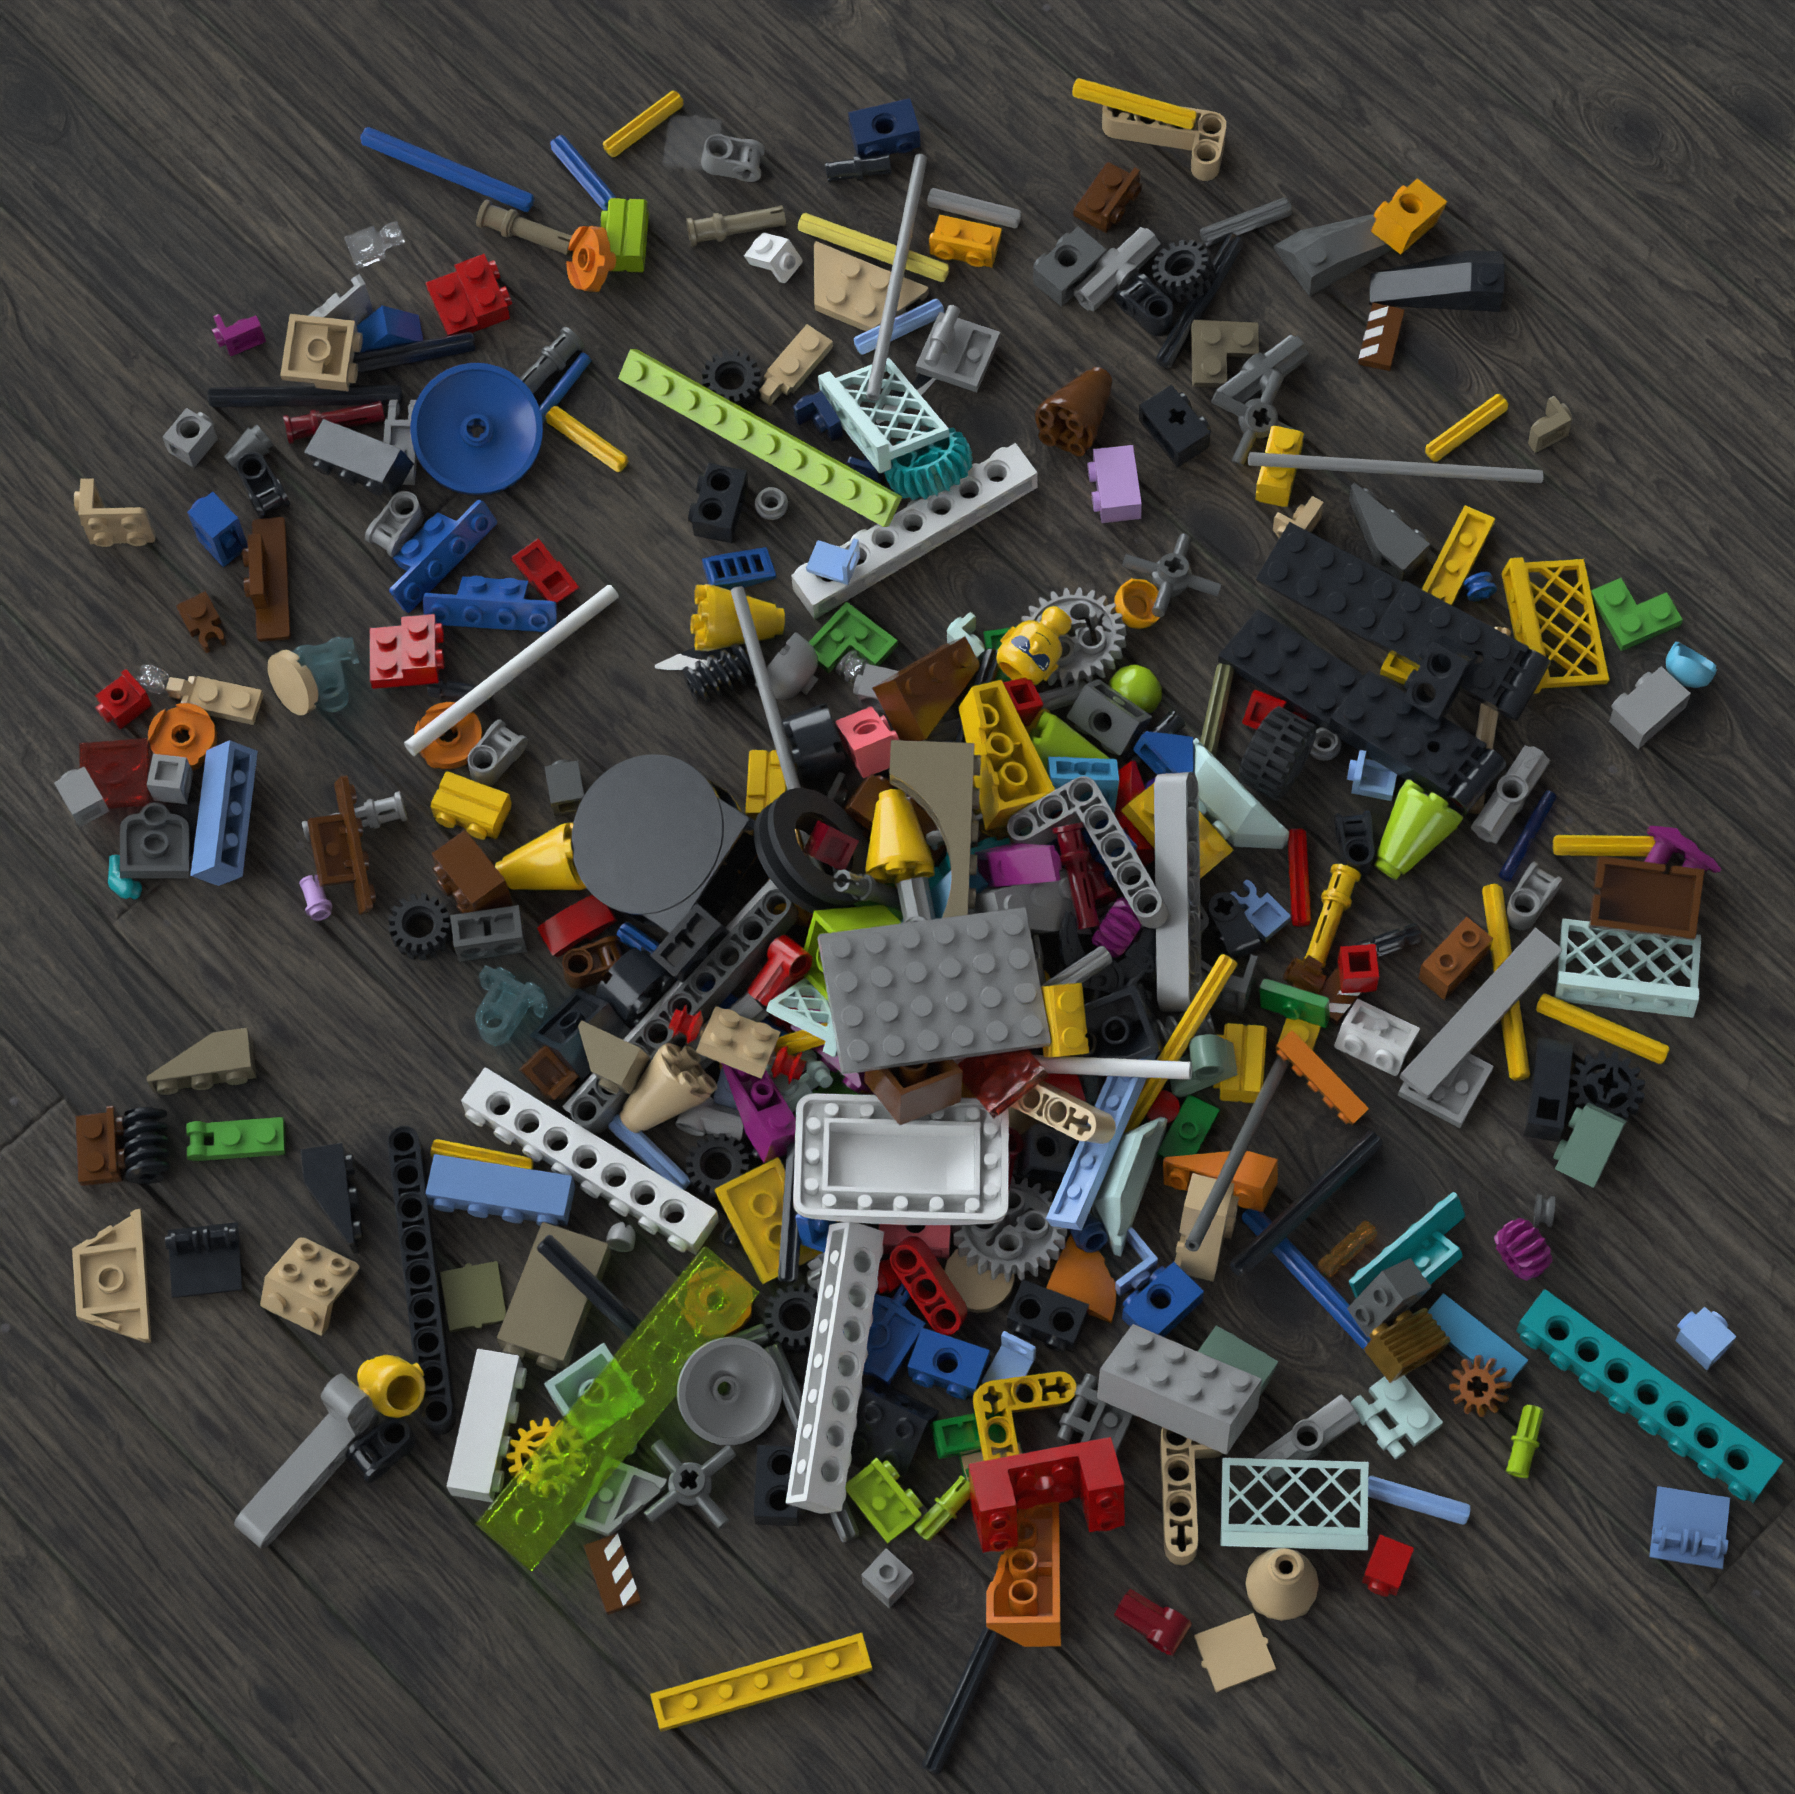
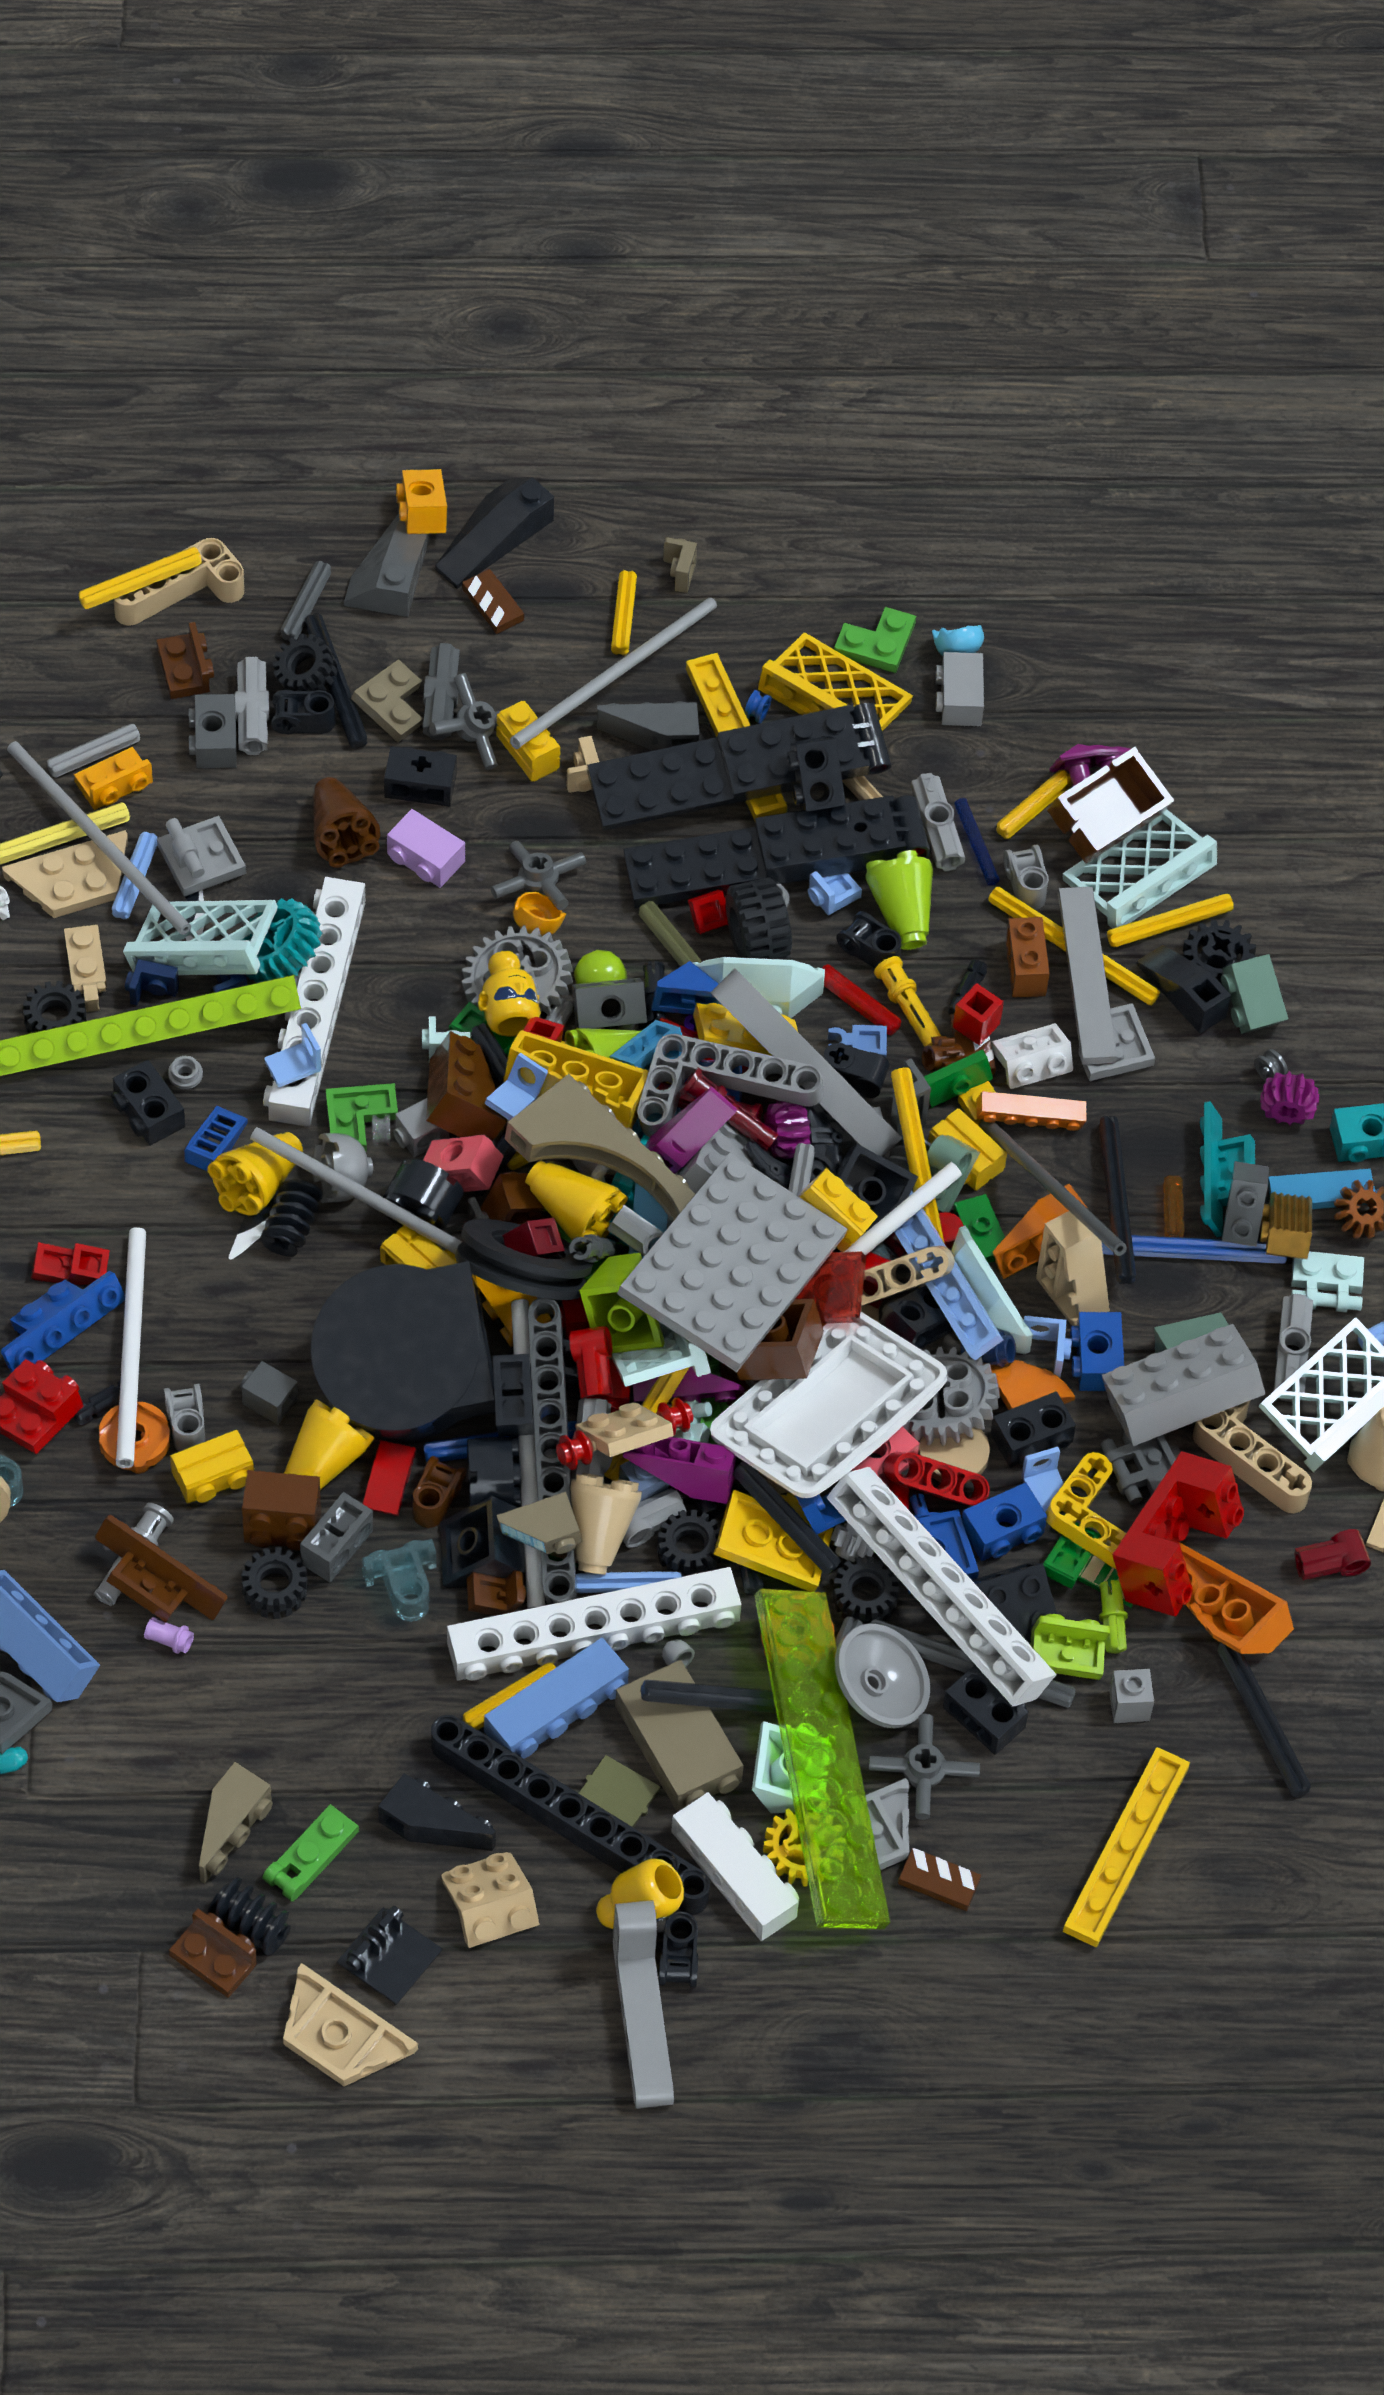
camera: 55 degrees left, 10 degrees down
(948, 724) = (515, 1092): none -> light blue bracket

